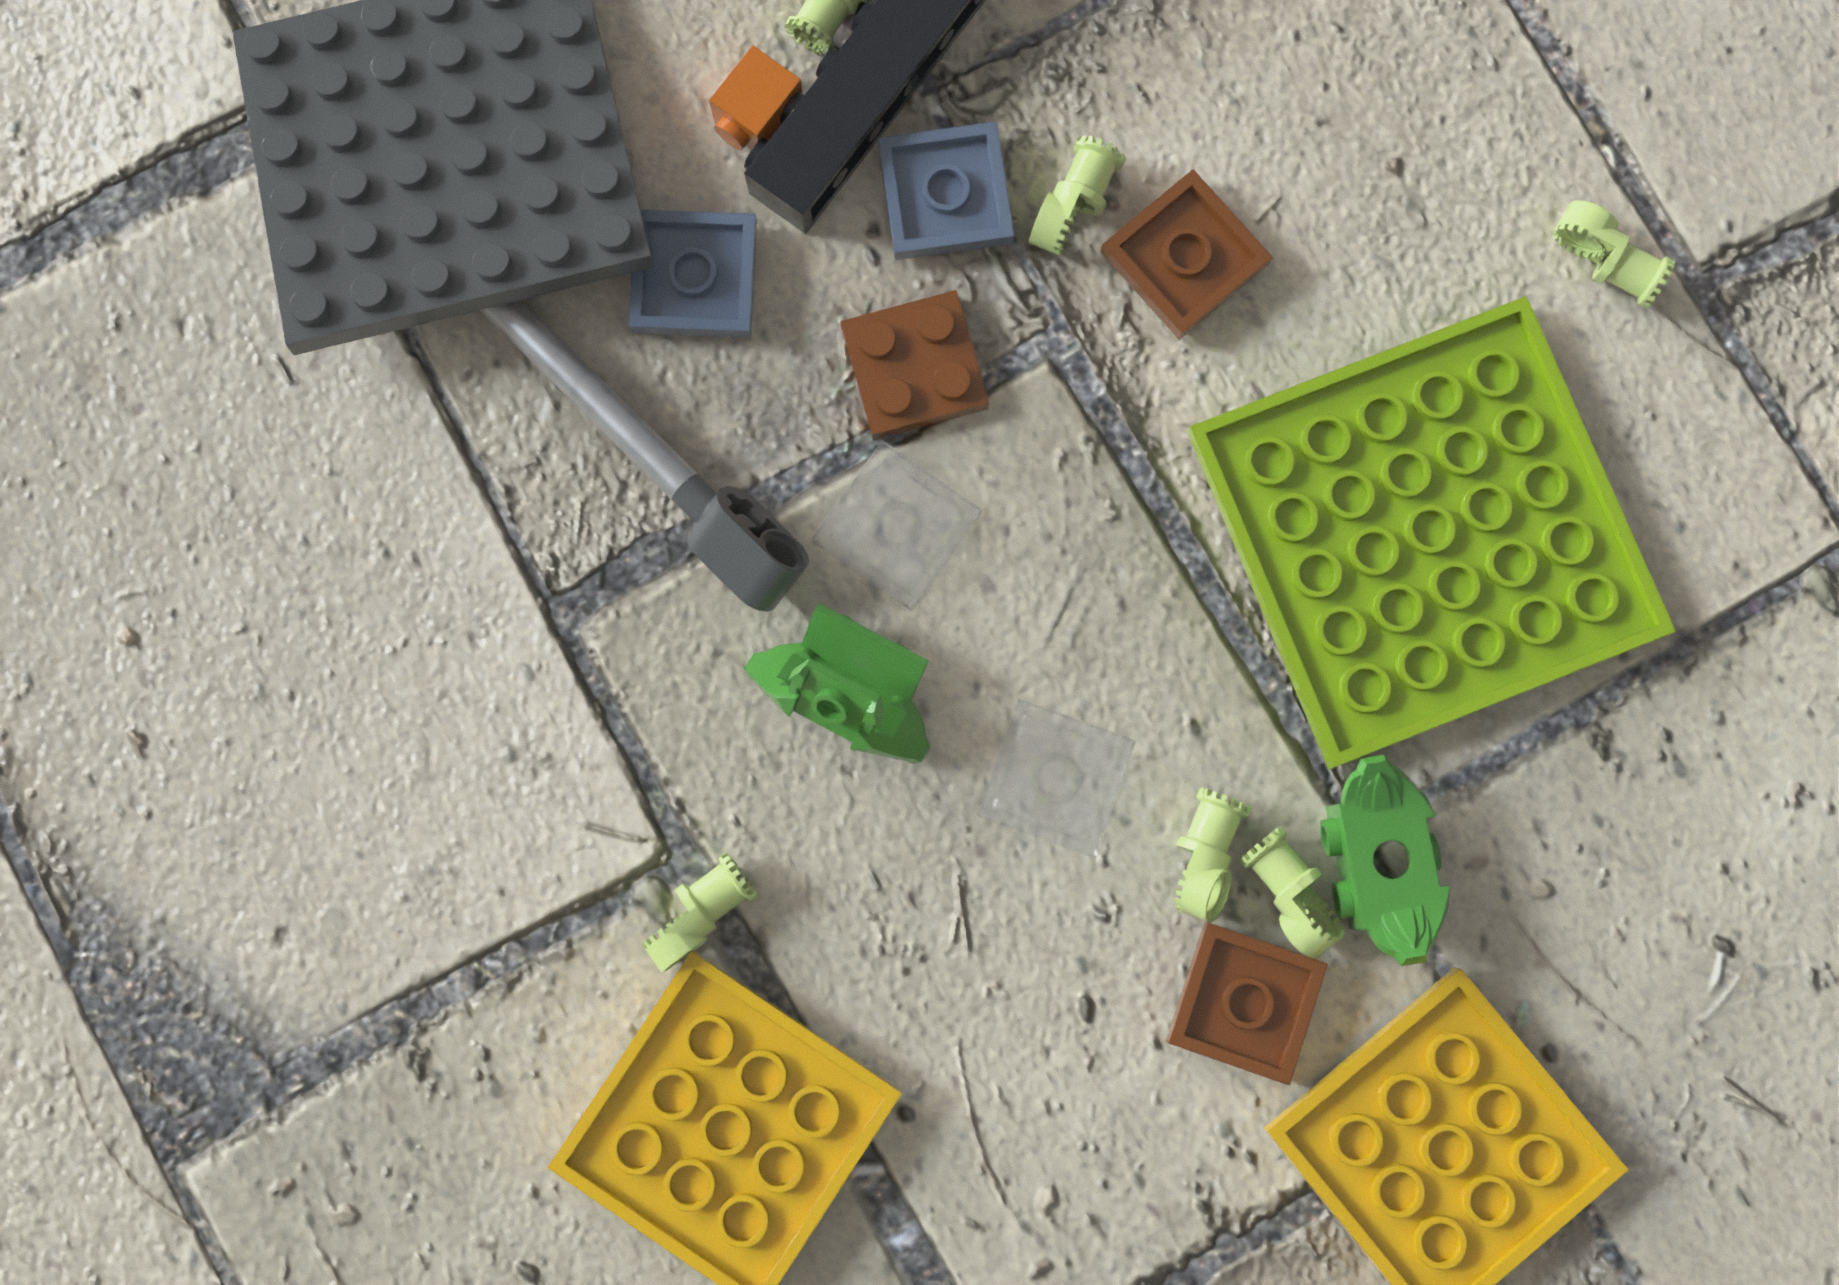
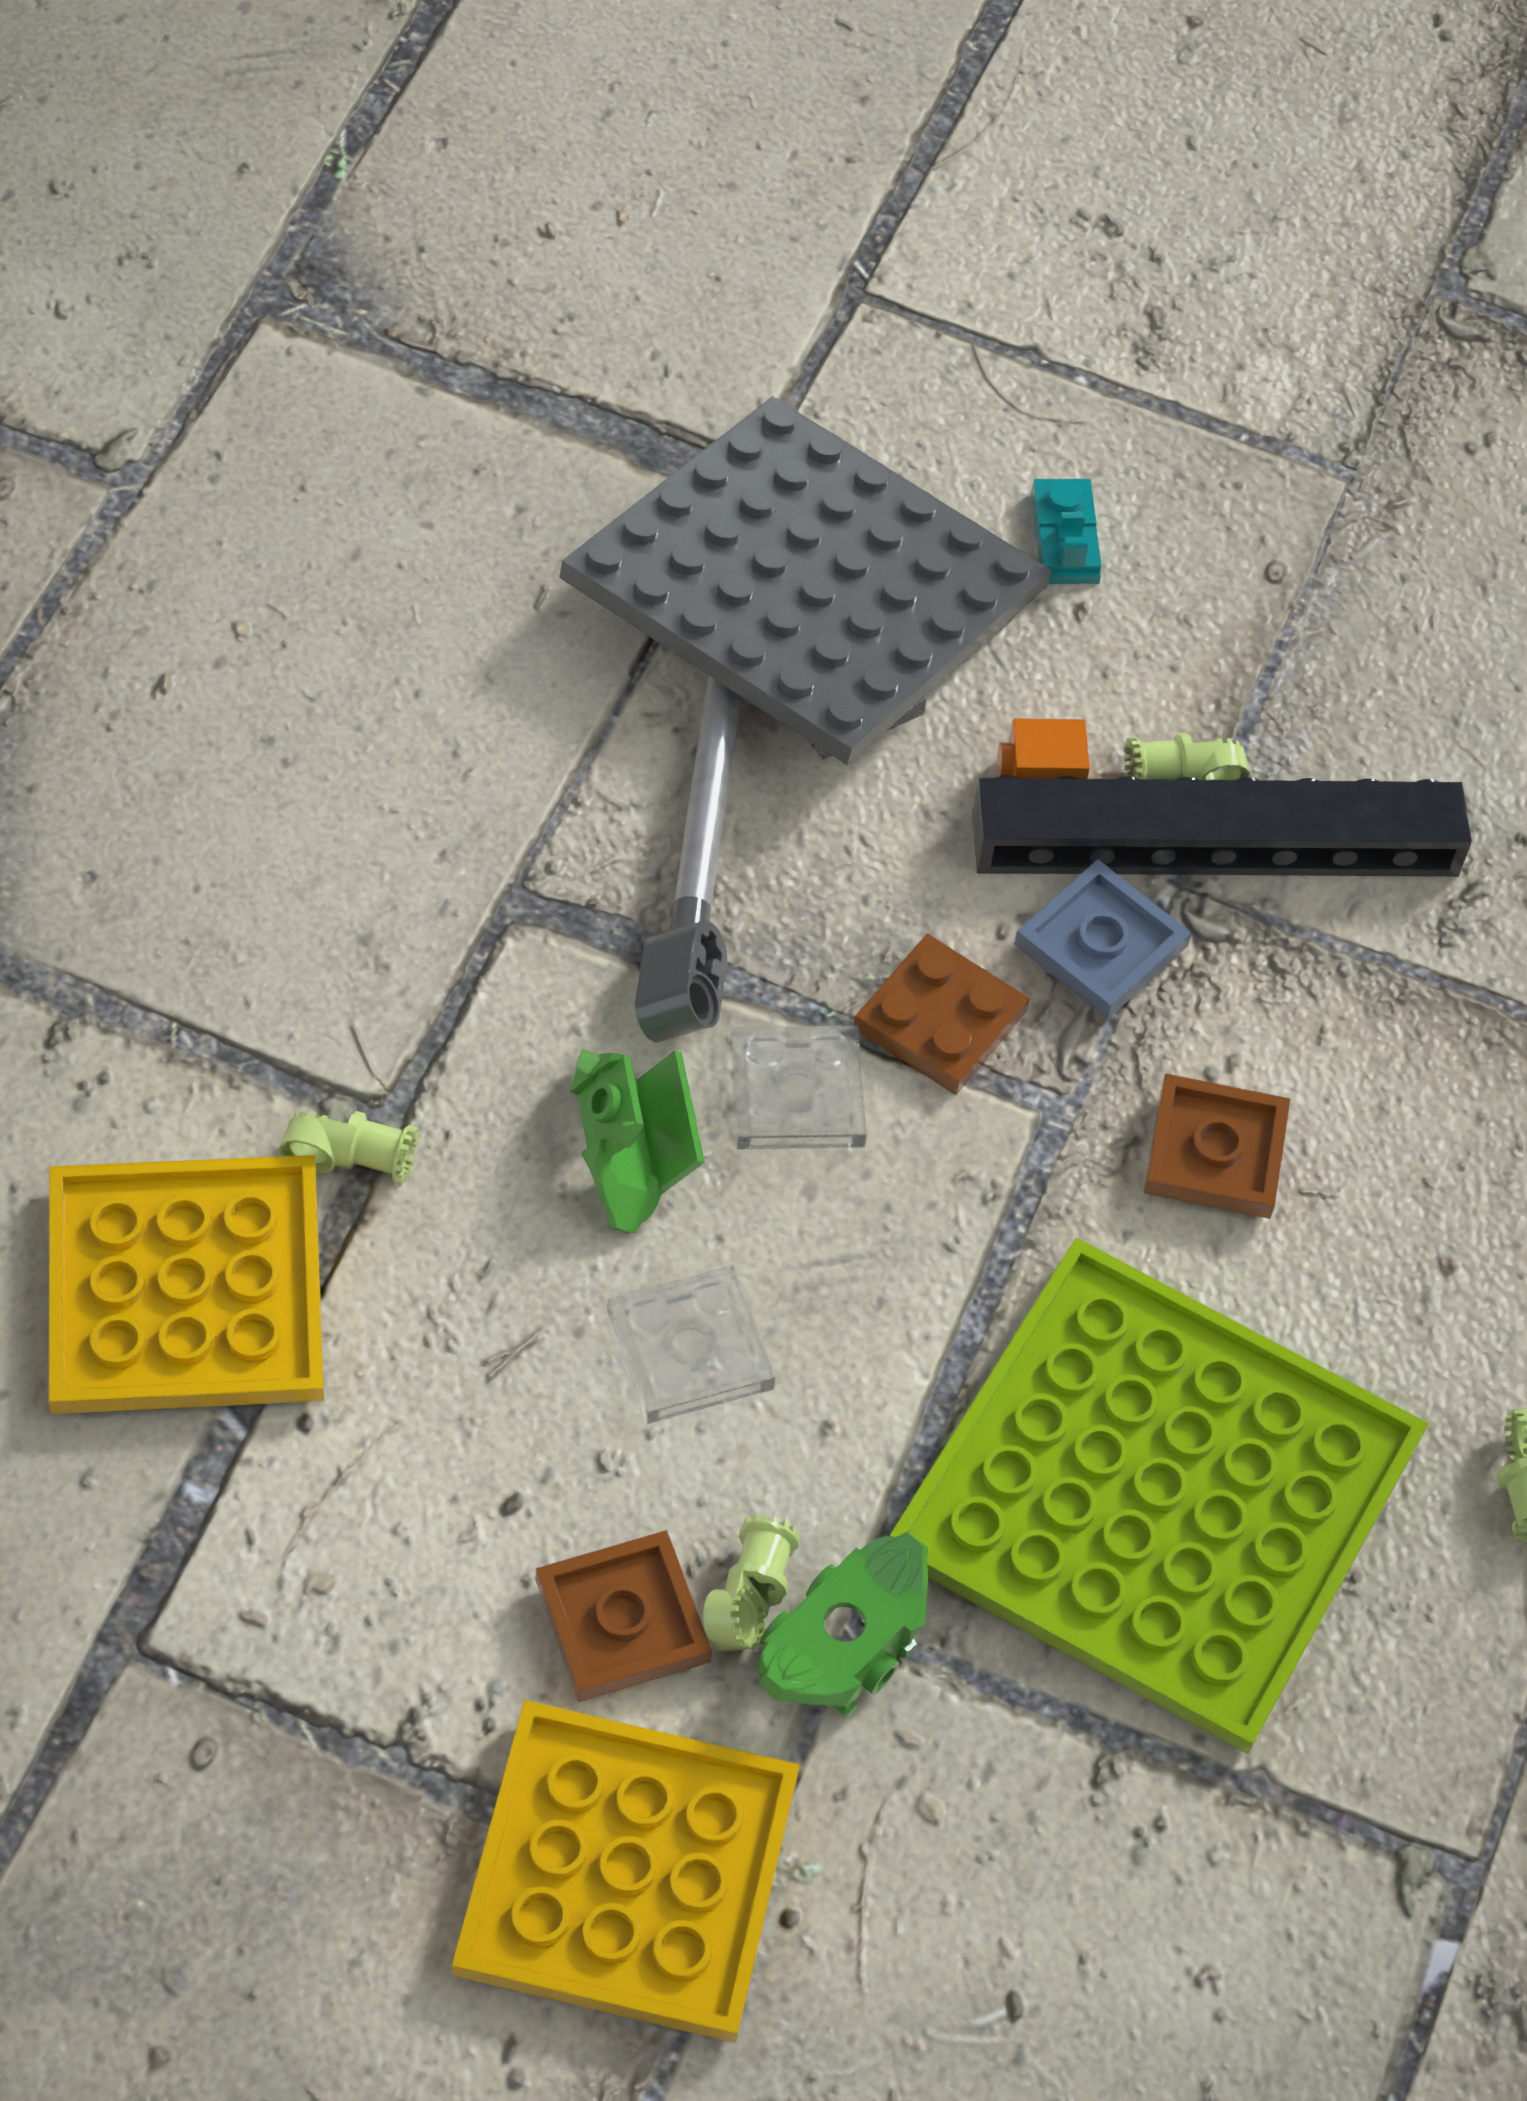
camera: 45 degrees right, 25 degrees down
(698, 277) = (870, 809): sand blue plate -> none
(1079, 192) = (1158, 1031): yellowish green connector -> none
(1209, 838) = (728, 1493): yellowish green connector -> none

